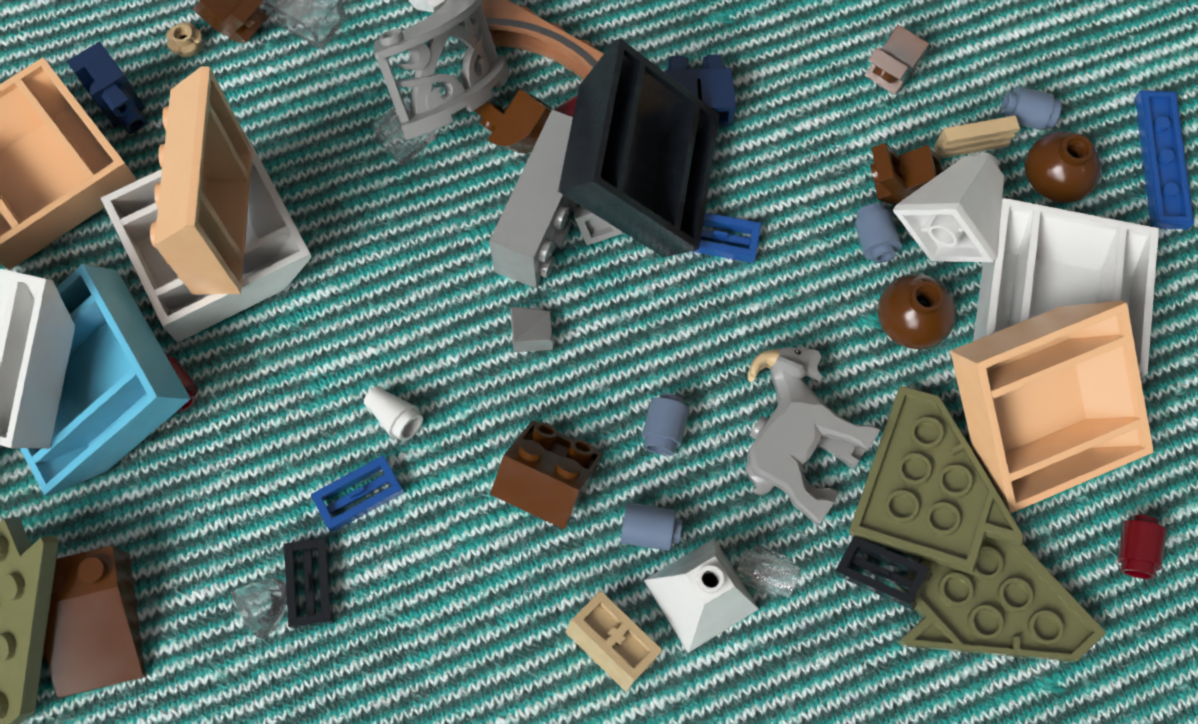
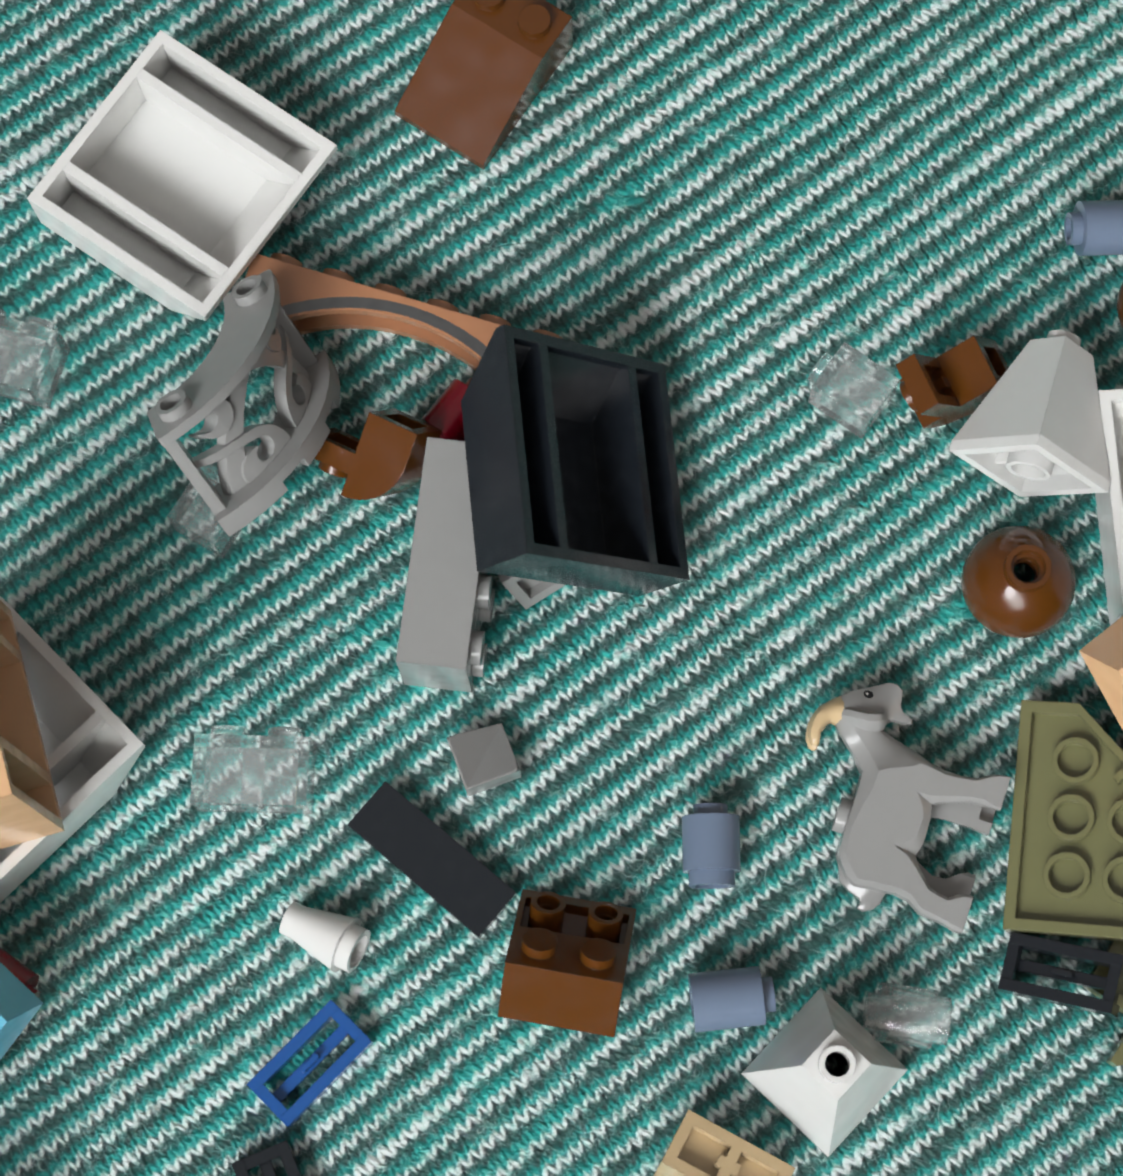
camera: 10 degrees left, 5 degrees up
(378, 296) = (253, 771): none -> clear brick
(478, 385) = (432, 859): none -> black tile
(711, 83) = (640, 315): dark blue hips -> none
(729, 251) = (728, 520): blue tile -> none
(837, 163) = (851, 389): none -> clear brick
(877, 233) = (935, 480): sand blue brick -> none
(897, 59) = (898, 203): brick -> none
(976, 137) = (1040, 294): tan tile -> none

